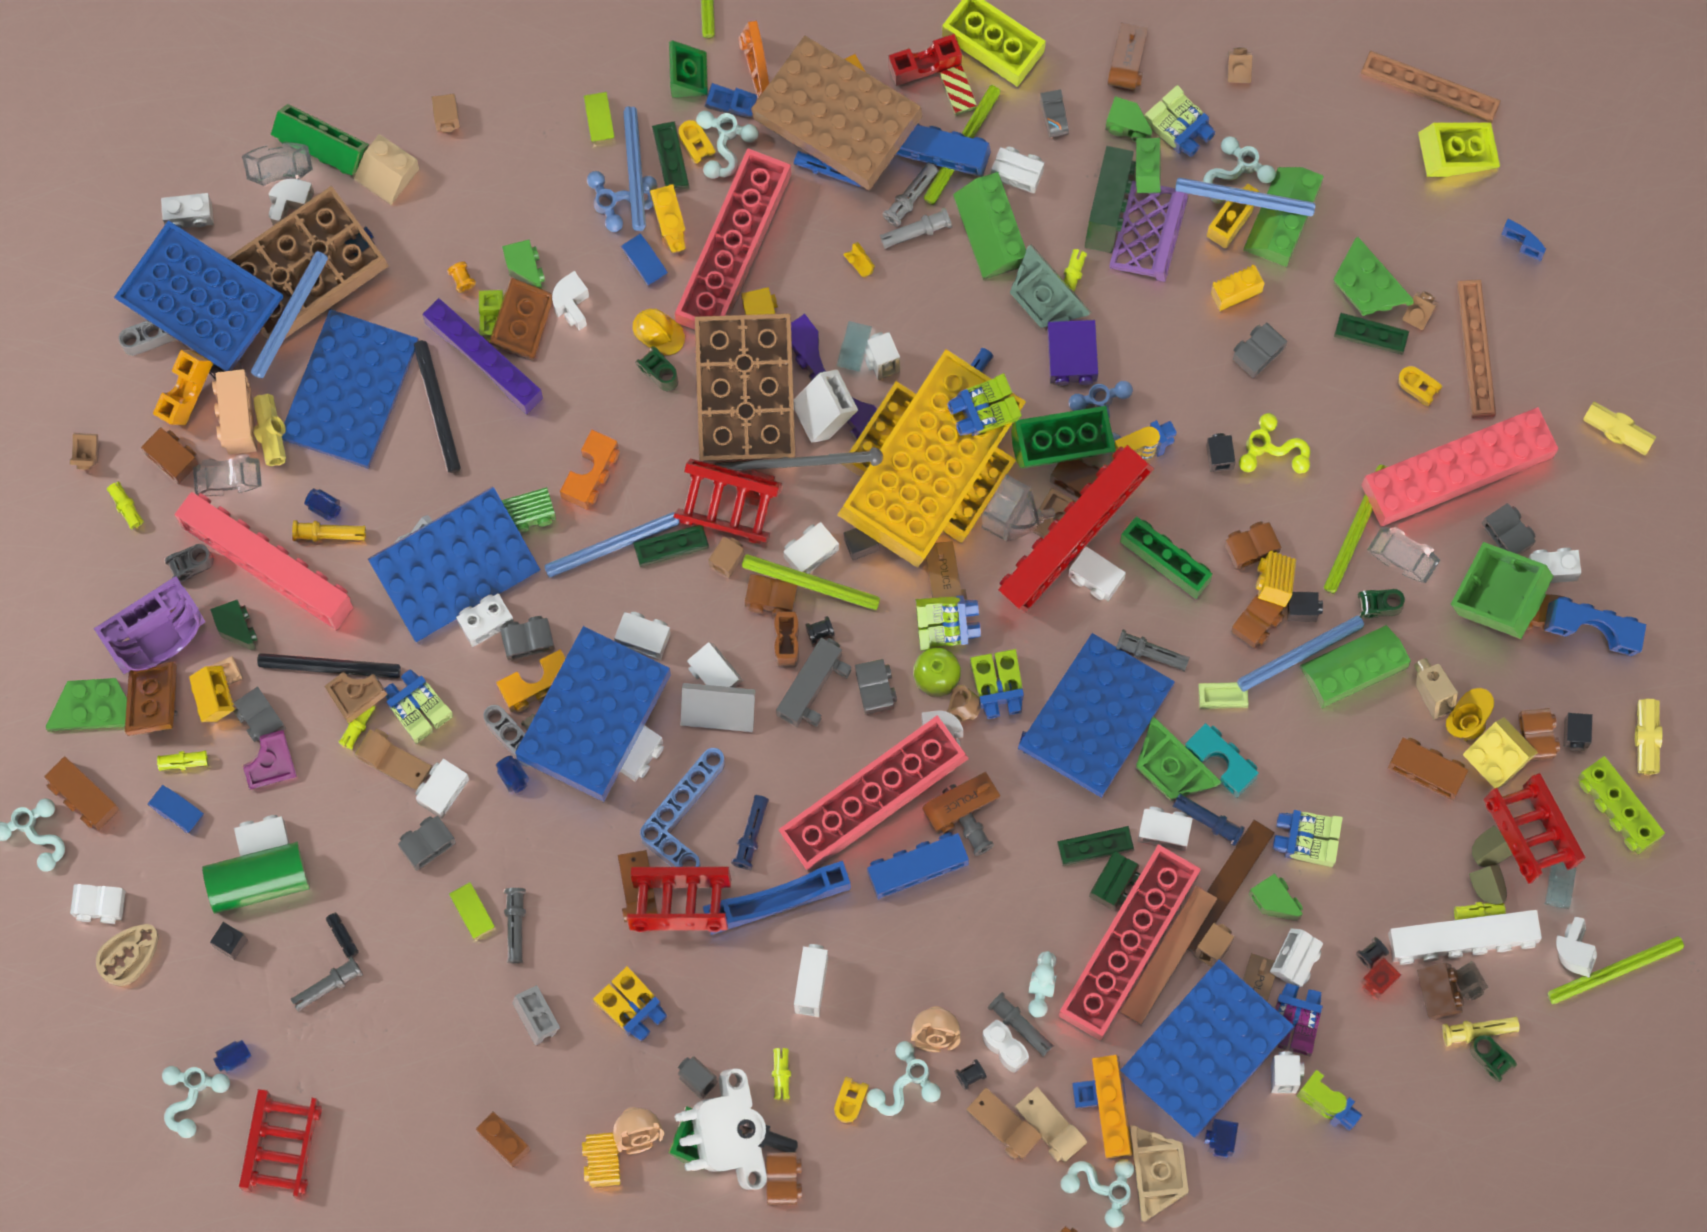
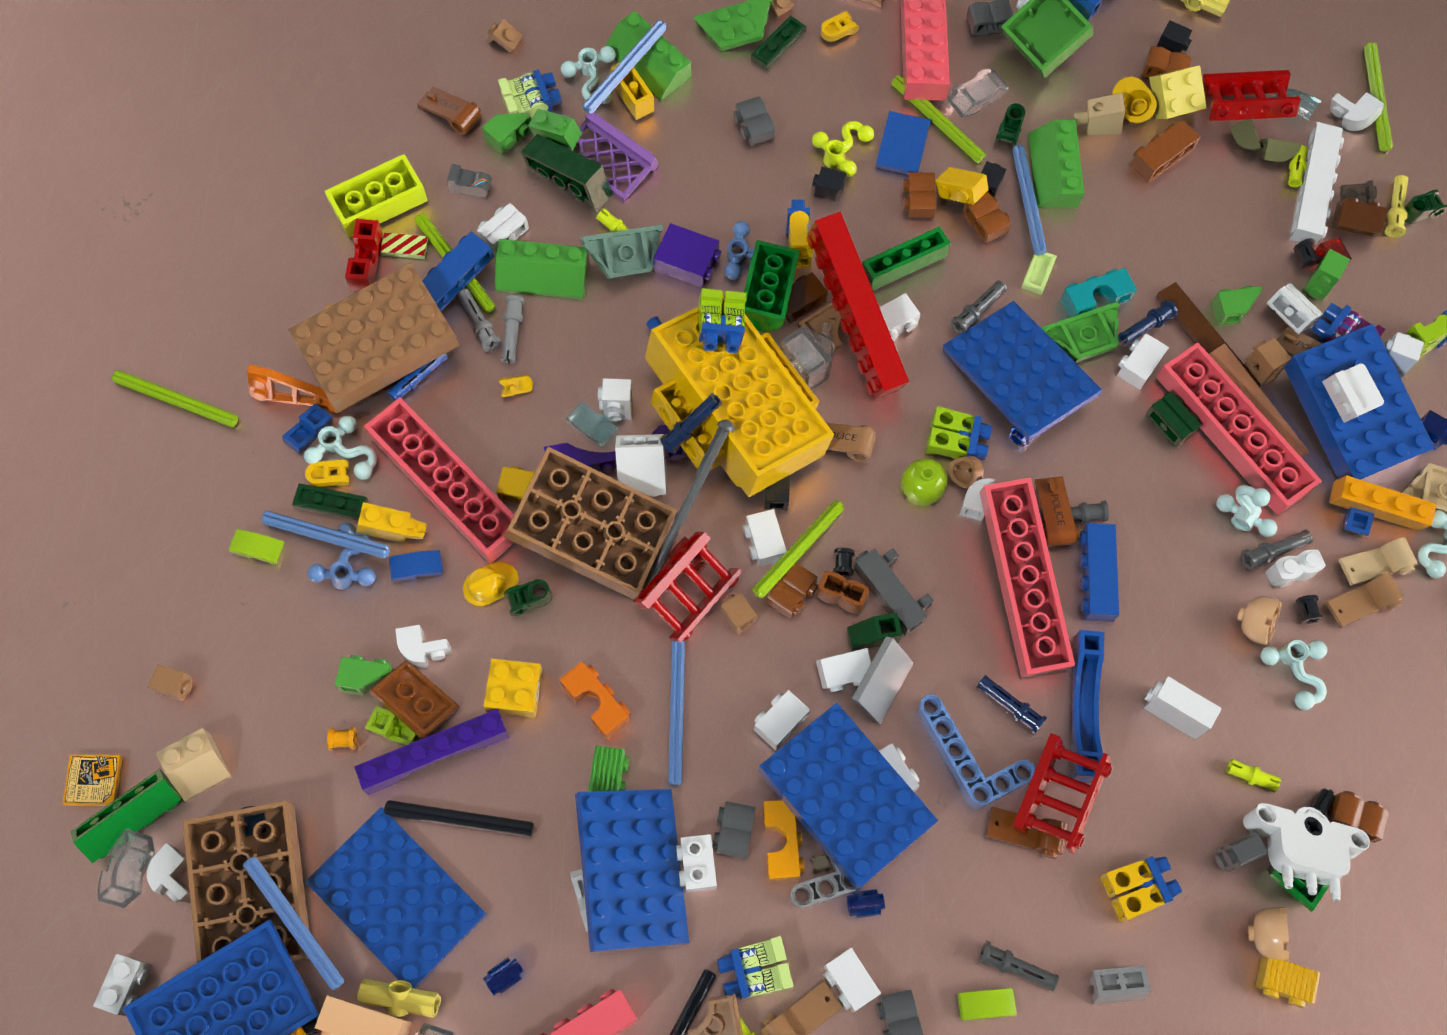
camera: 70 degrees left, 5 degrees down
(317, 531) = (527, 995): yellow pin -> none
(338, 96) = (92, 780): none -> tile
(568, 396) = (513, 688): none -> yellow brick
(671, 545) = (701, 659): dark green tile -> none
(687, 70) = (257, 453): green slope -> none
(766, 687) = (873, 631): none -> dark green slope
(847, 1108) = (1306, 730): yellow plate -> none
(863, 424) = (684, 429): none -> dark blue pin
(874, 686) = (917, 537): dark grey brick -> none
(944, 621) = (886, 452): hips -> none
(1095, 846) = (1133, 423): dark green tile -> none
(1202, 1027) = (1353, 392): none -> white bracket
(1237, 287) = (693, 113): yellow brick -> none
(1309, 505) = (902, 143): none -> blue tile
(1309, 837) = (1185, 263): hips -> none
(1346, 974) = (1326, 275): none -> bright green brick
(1620, 805) = (1246, 36): lime brick -> none

